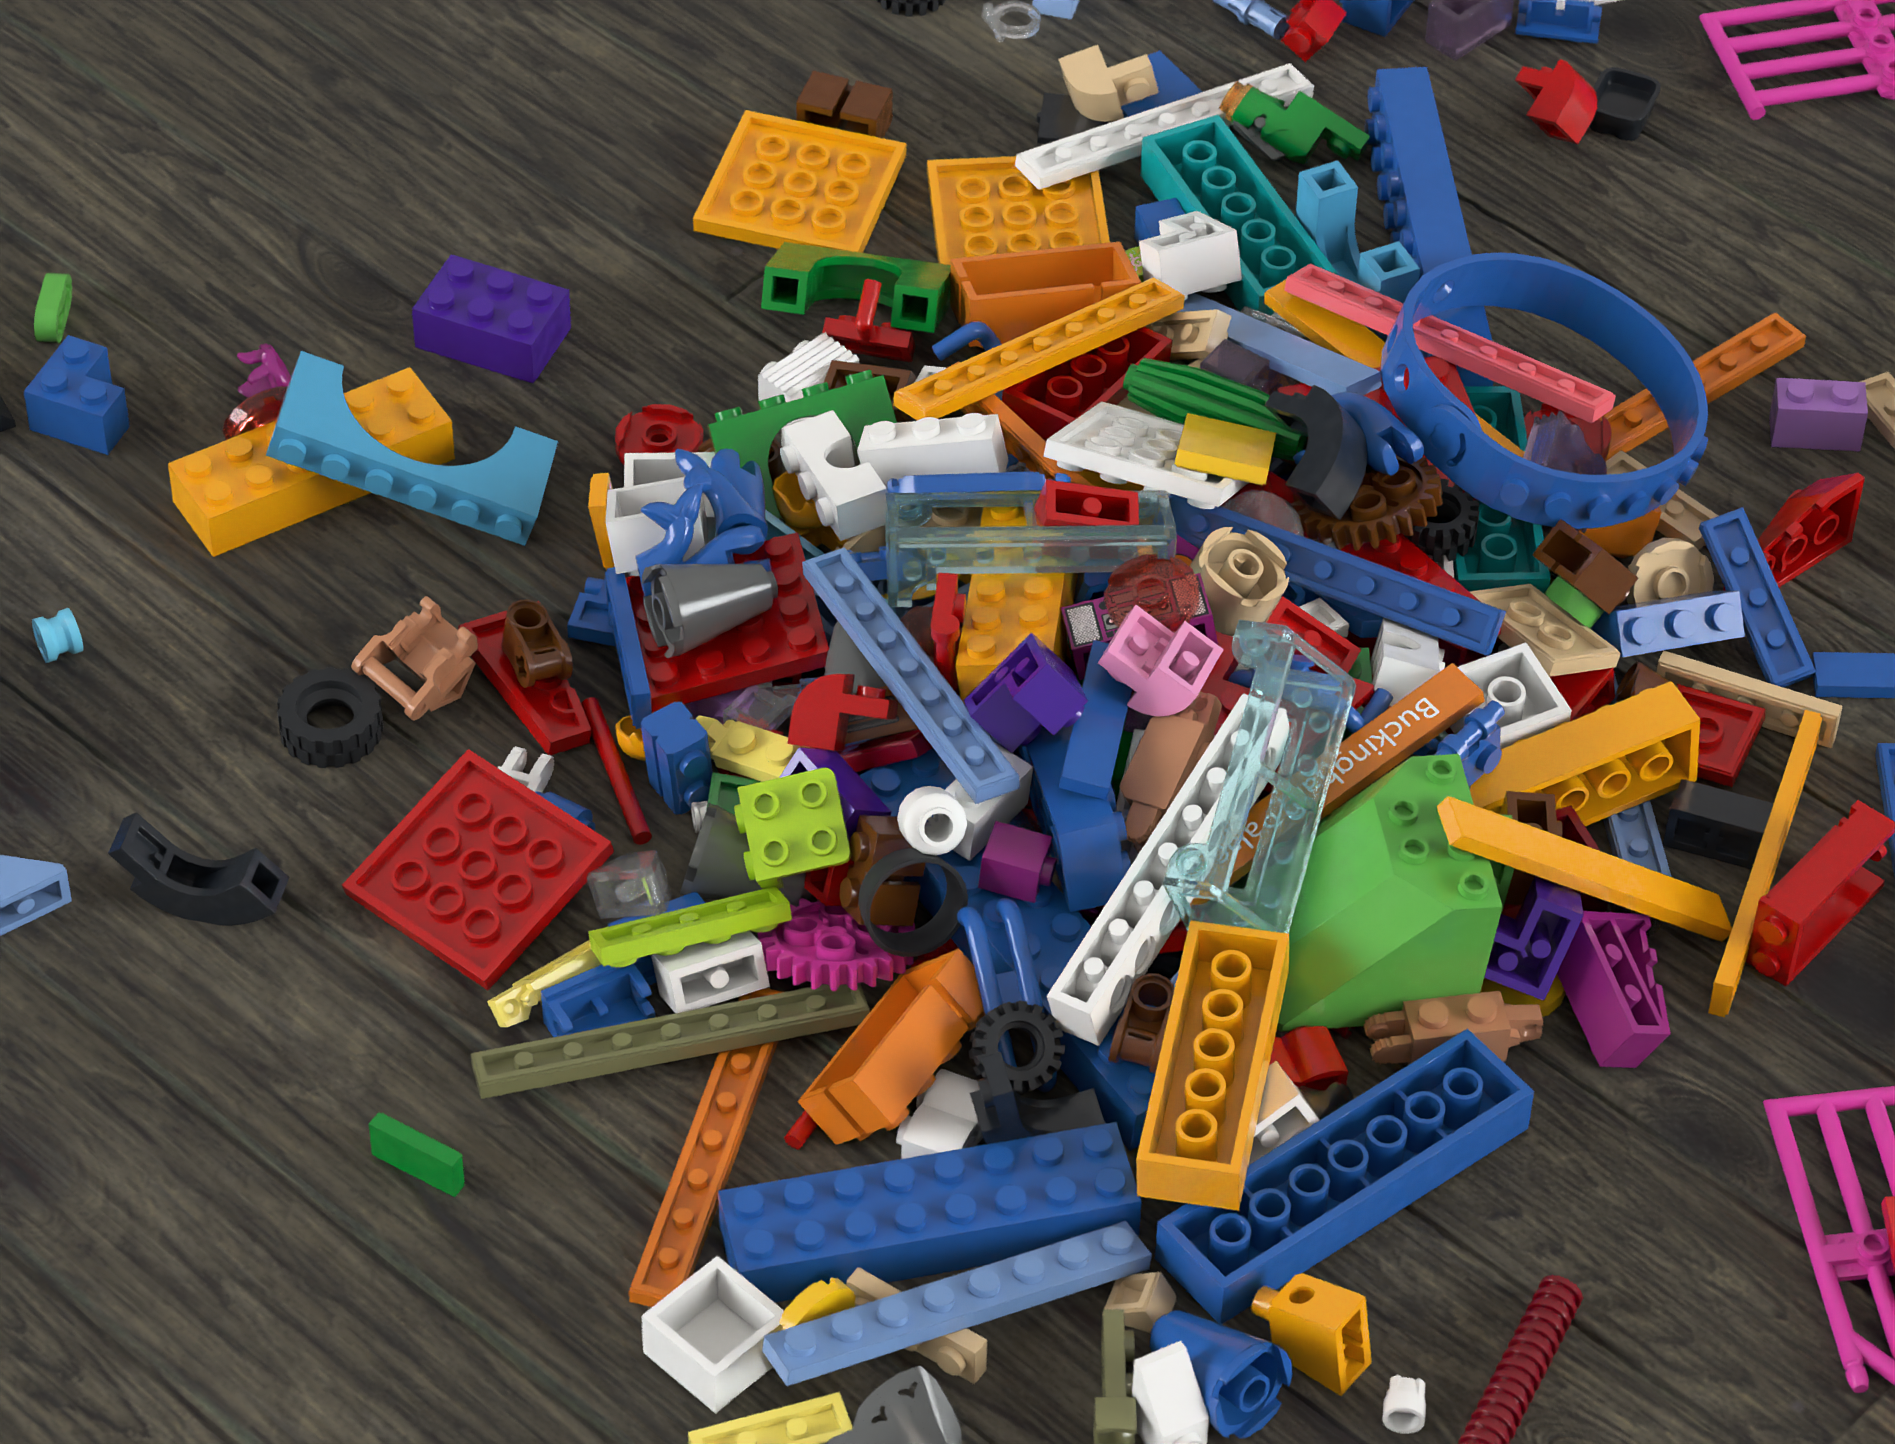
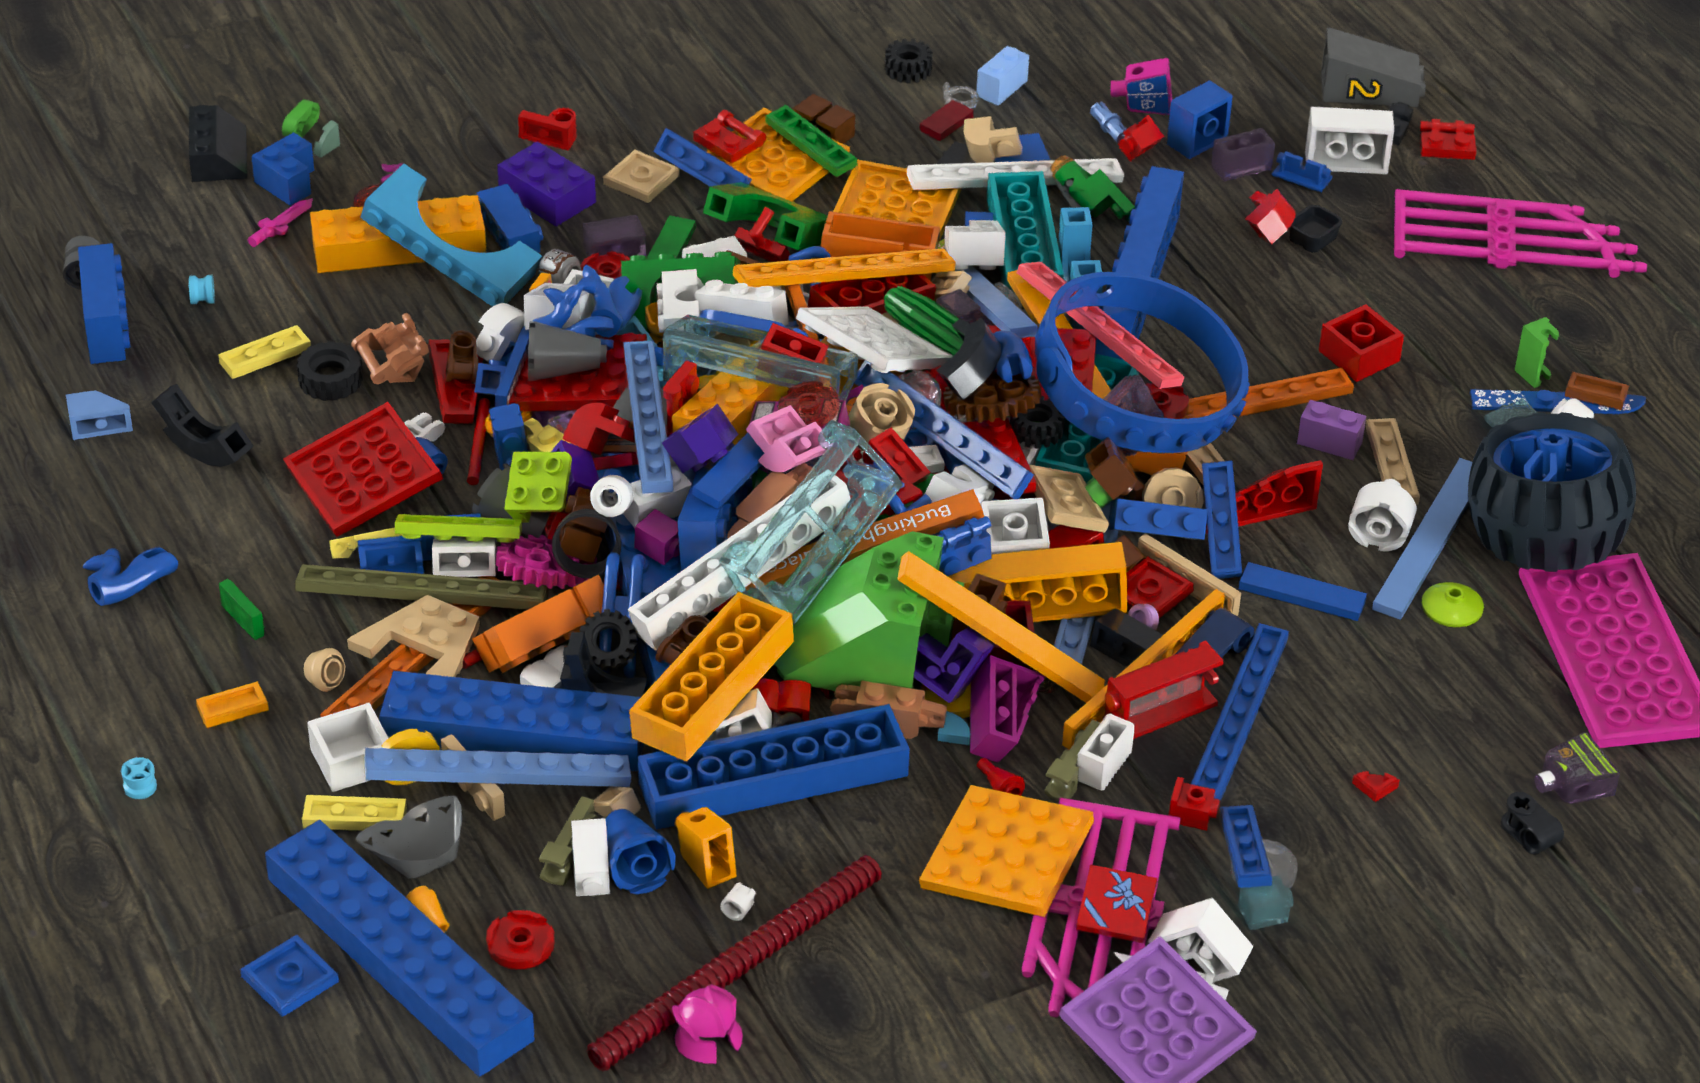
camera: 20 degrees right, 5 degrees down
(111, 484) = (278, 225): none -> dark pink sword
(116, 329) = (328, 140): none -> sand green tile
(211, 713) = (264, 352): none -> light yellow plate
(229, 1135) = (110, 586): none -> blue piece
(451, 228) = (552, 130): none -> red plate
(472, 396) = (508, 218): none -> blue brick
(483, 1315) = (232, 704): none -> light orange tile
(570, 579) = (501, 326): none -> white brick
(587, 452) = (559, 265): none -> light grey head
(596, 664) = (489, 377): none -> blue brick
(599, 1216) = (325, 669): none -> tan cone
(618, 267) = (641, 176): none -> tan tile
(630, 886) = (444, 499): clear slope -> none
(641, 378) = (615, 234): none -> clear purple brick
(702, 226) = (697, 161): none -> blue tile
(723, 182) = (724, 142): none -> red plate
(723, 367) = (673, 237): none -> green tile
(724, 1102) = (427, 627): none -> tan wing
(850, 148) = (811, 140): none -> green plate
(1014, 63) = (946, 120): none -> dark red tile
(1225, 449) = (914, 344): yellow tile -> none
(1557, 1038) = (954, 730): none -> medium azure tile
(1673, 1100) = (1001, 779): none -> red cone
(1724, 776) = (1146, 614): none -> lavender tile
(1737, 1205) = (1007, 850): none -> light orange plate
(1749, 1057) = (1065, 770): none -> olive plate
(1788, 268) = (1361, 342): none -> red brick
(1790, 1009) = (1105, 751): none -> white brick
(1838, 779) = (1223, 633): none -> dark blue door

